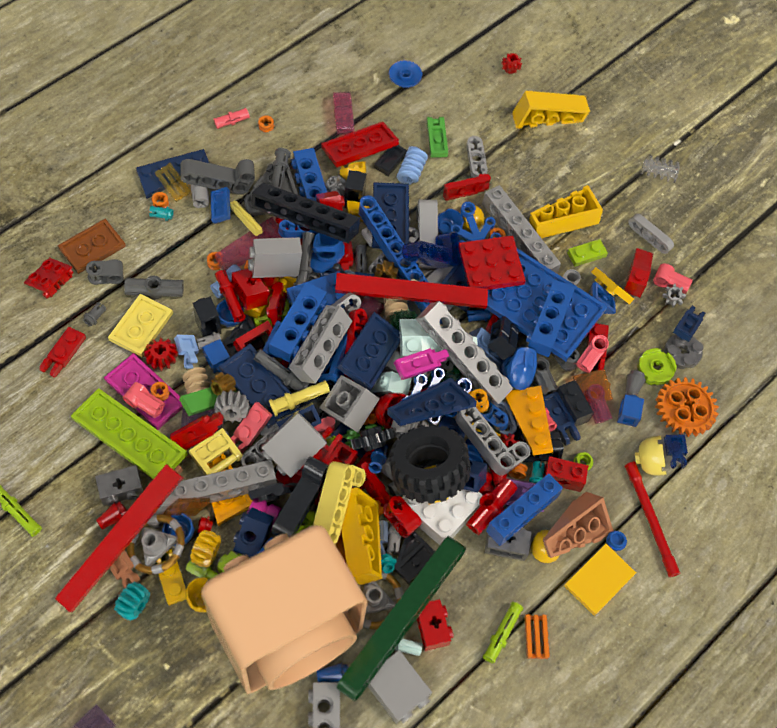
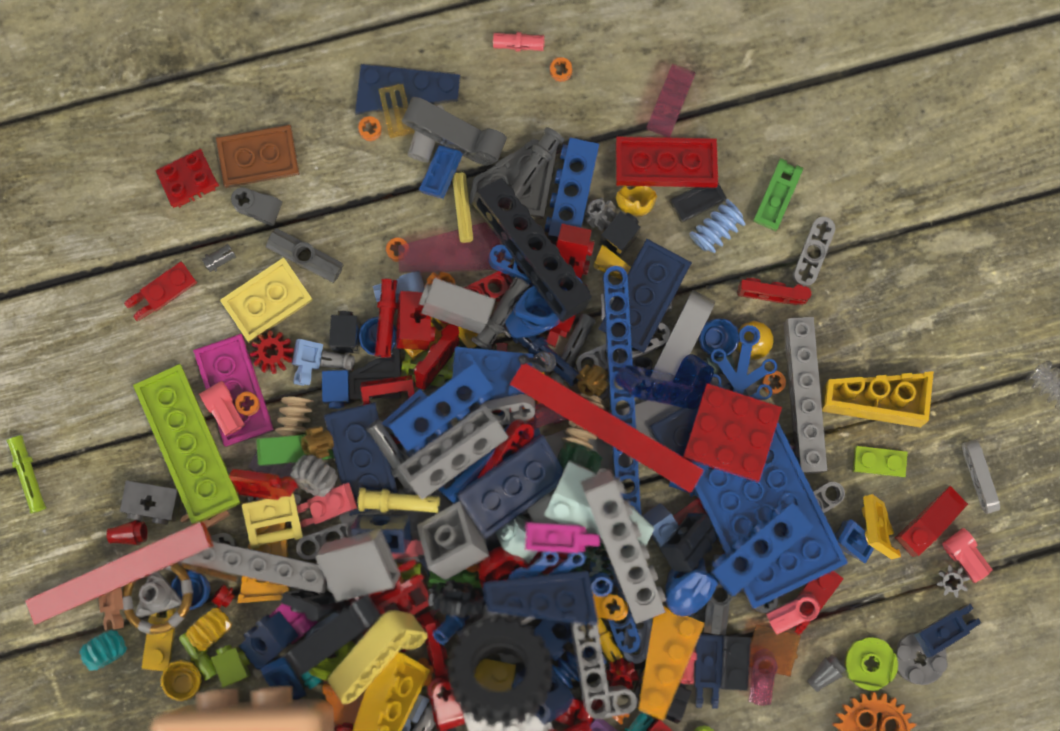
camera: 30 degrees right, 20 degrees up
(159, 212) = (363, 148): teal pin -> none
(405, 73) = (794, 65): blue dish -> none
(511, 63) = (949, 116): red gear -> none
(549, 108) = (957, 225): yellow wedge -> none
(630, 410) = (801, 704): blue brick -> none

